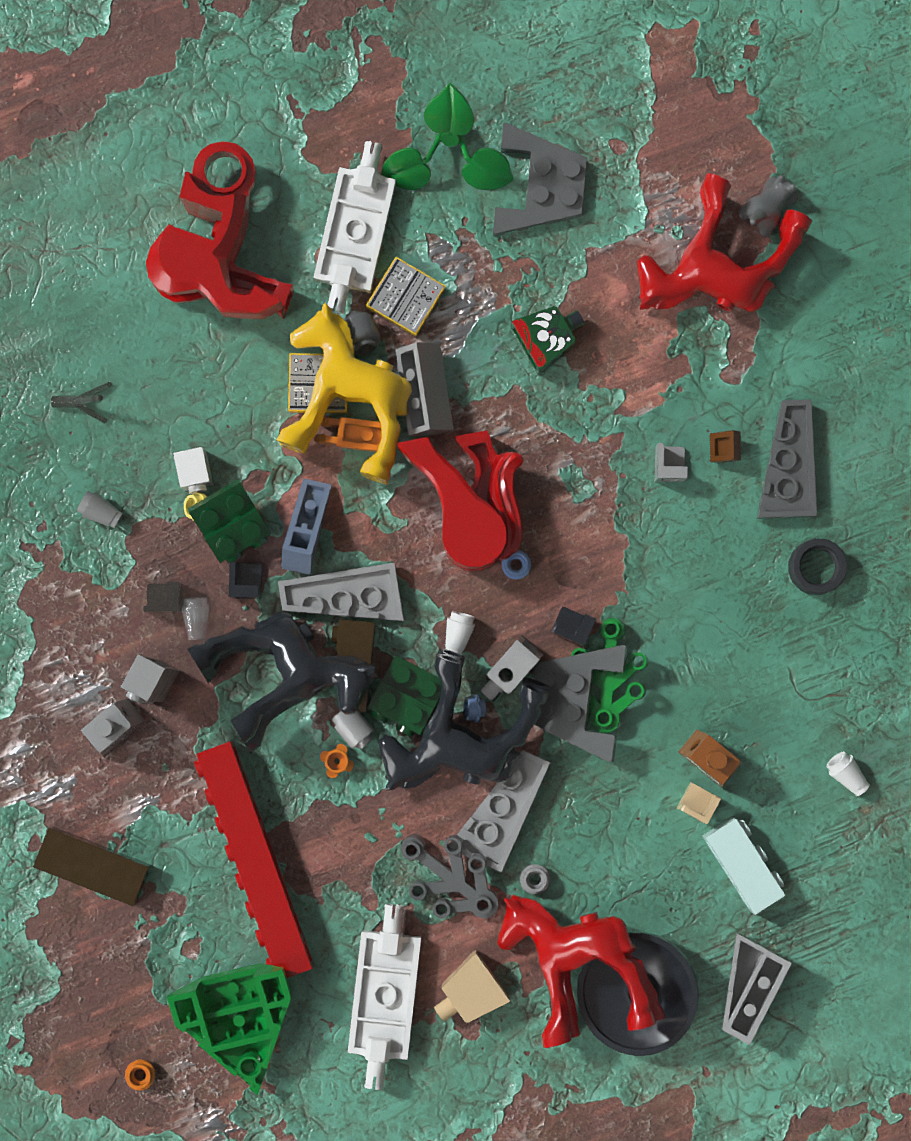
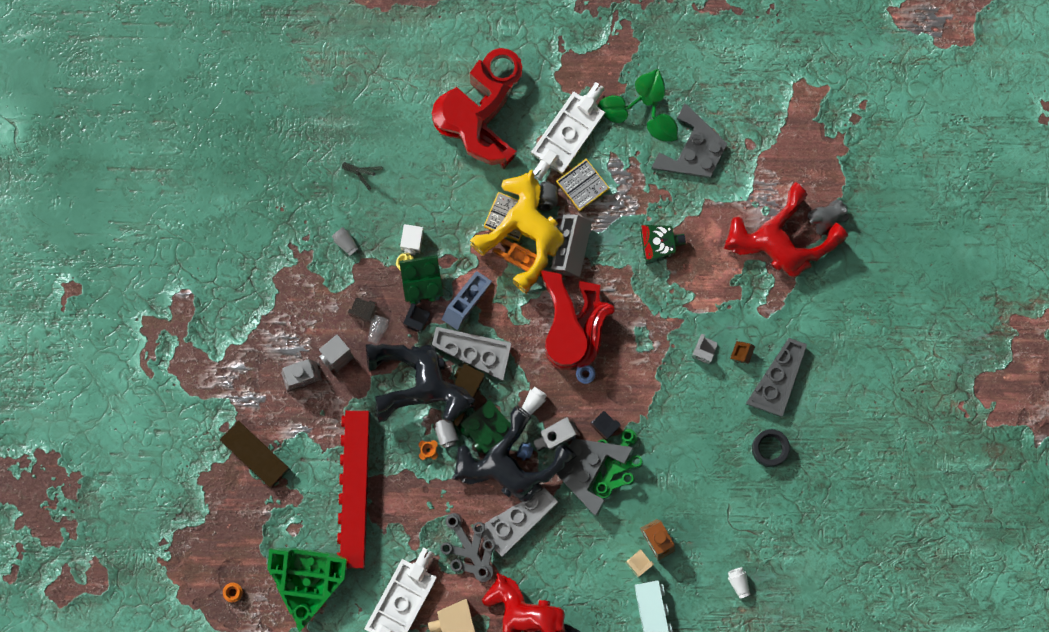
camera: 20 degrees right, 5 degrees down
(534, 888) = (525, 565): light grey plate -> none

